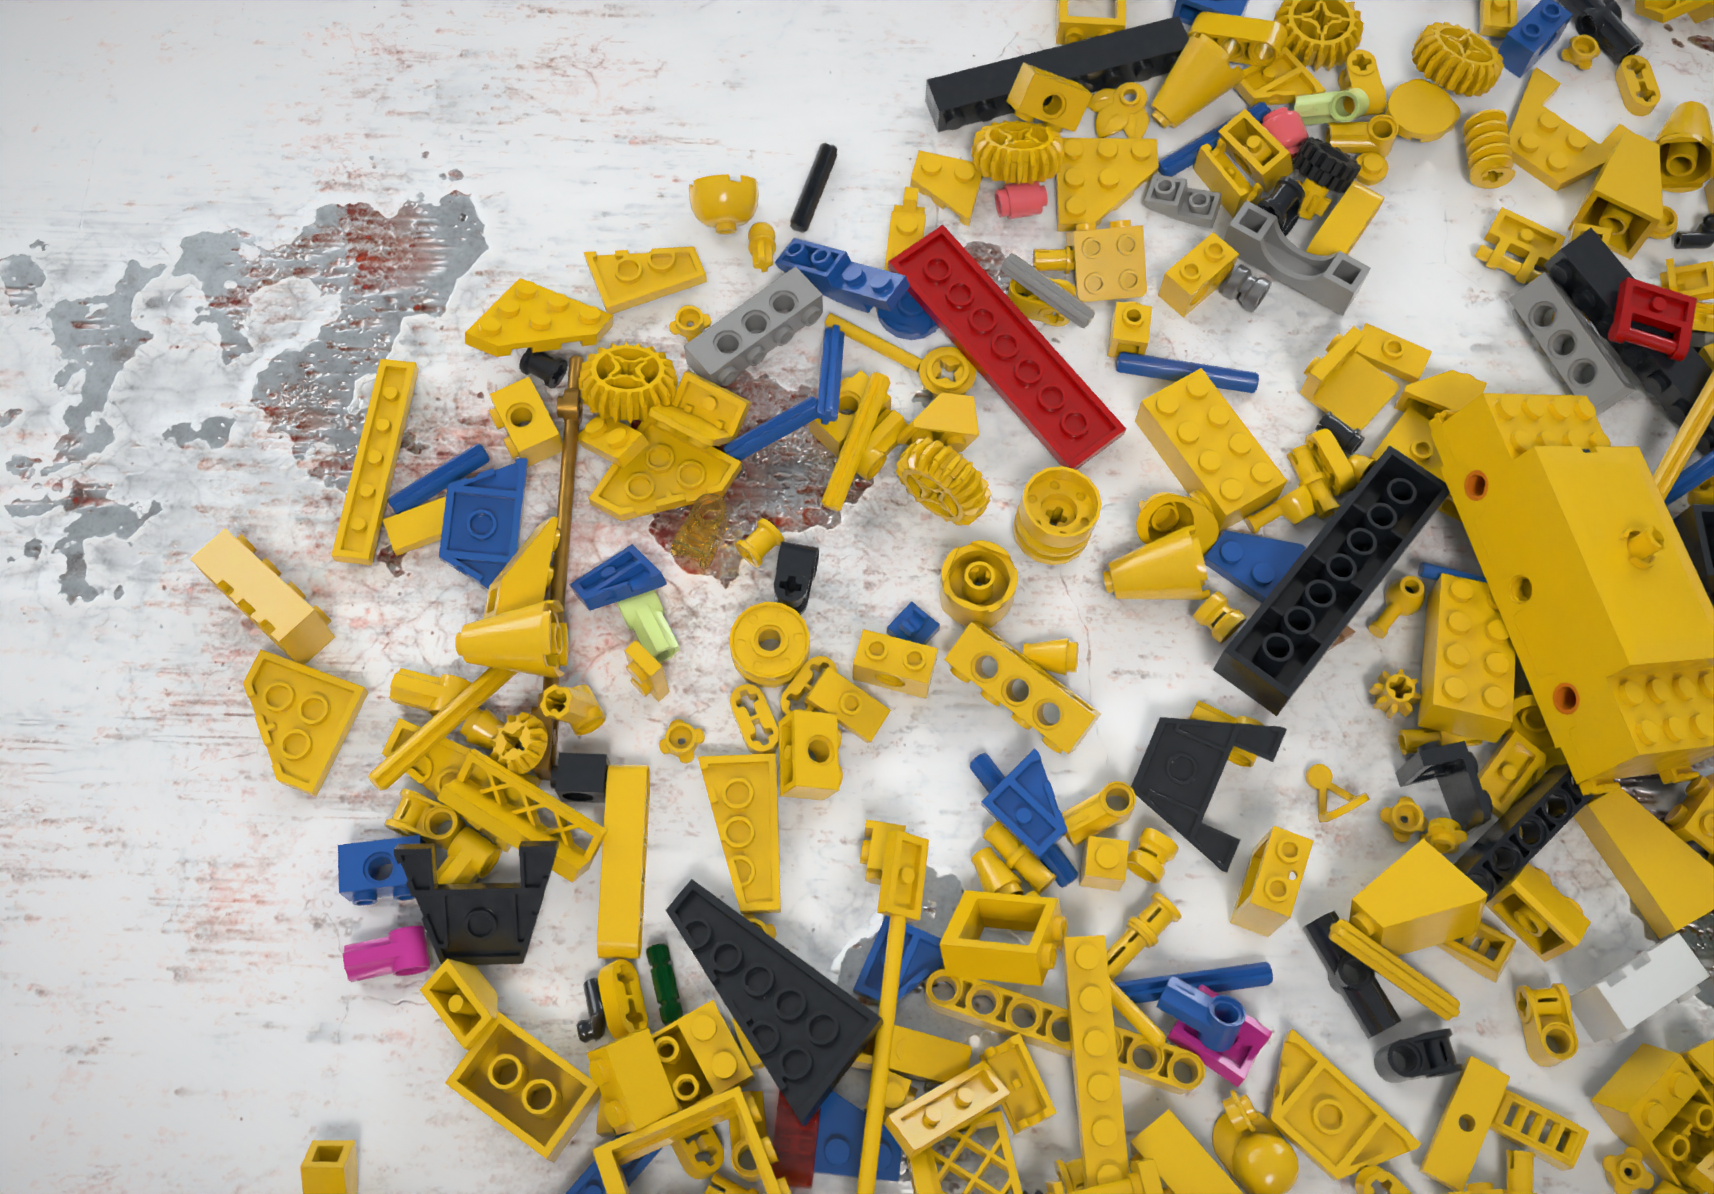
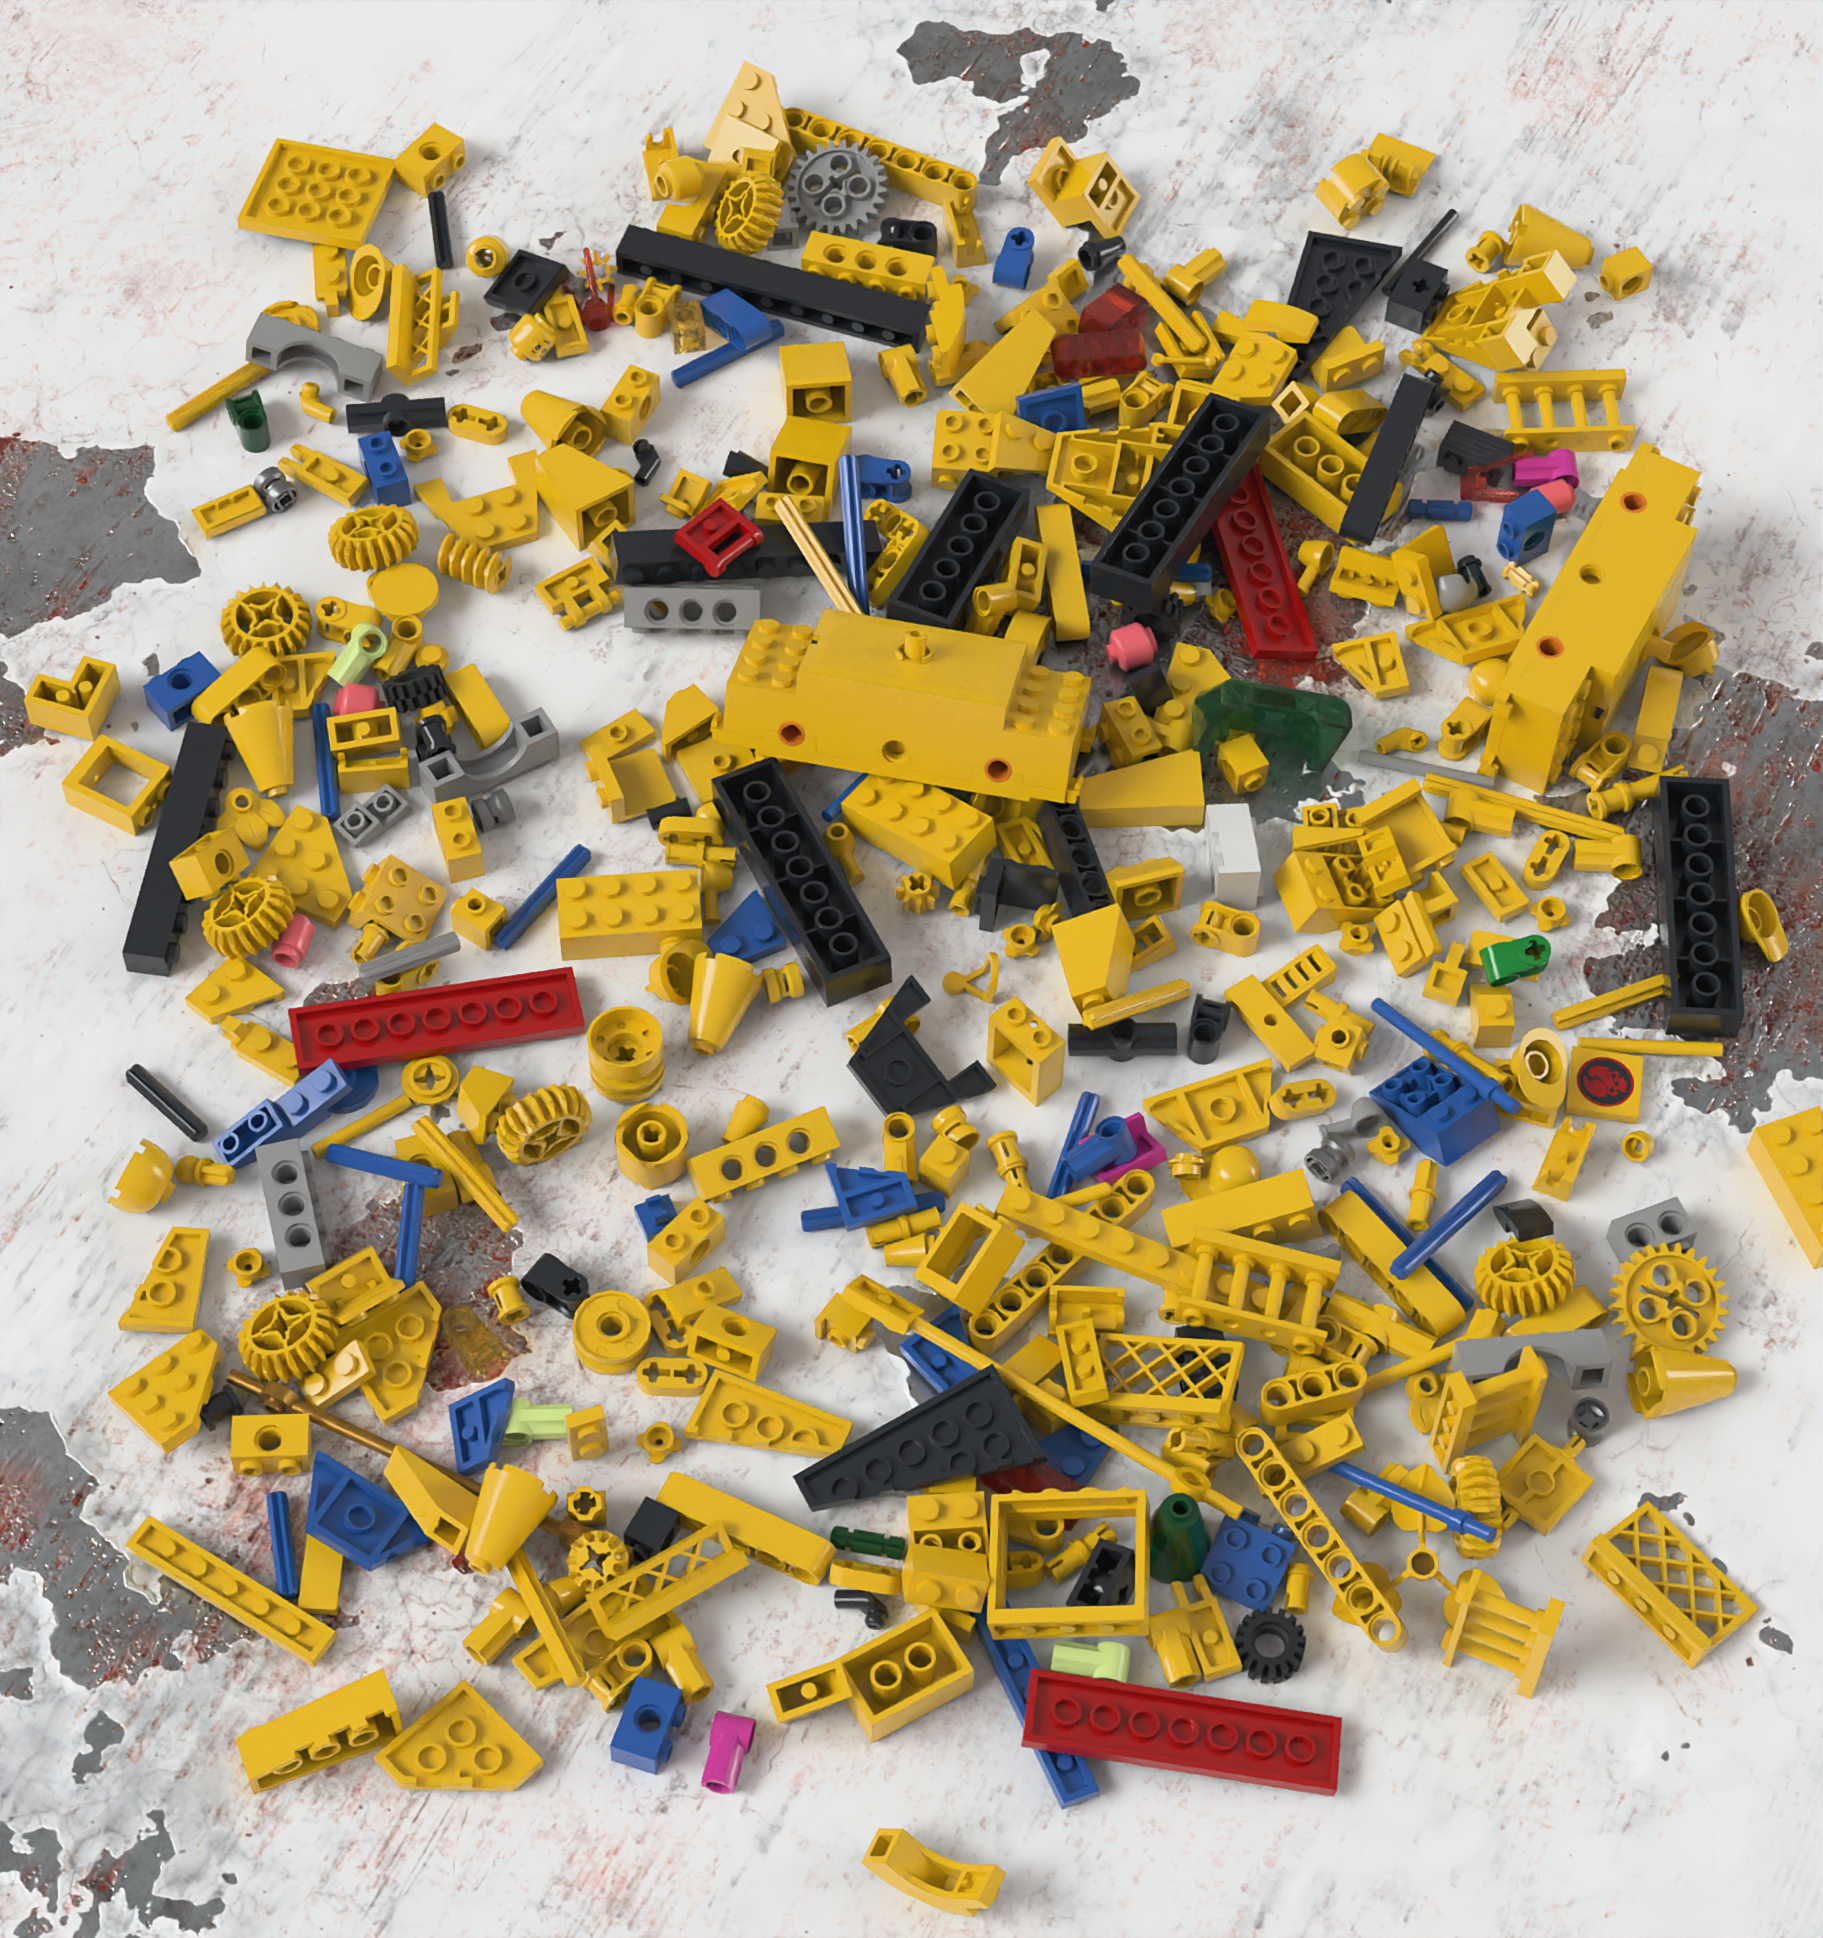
camera: 65 degrees left, 10 degrees down
(479, 919) = (740, 1654): black wing -> none

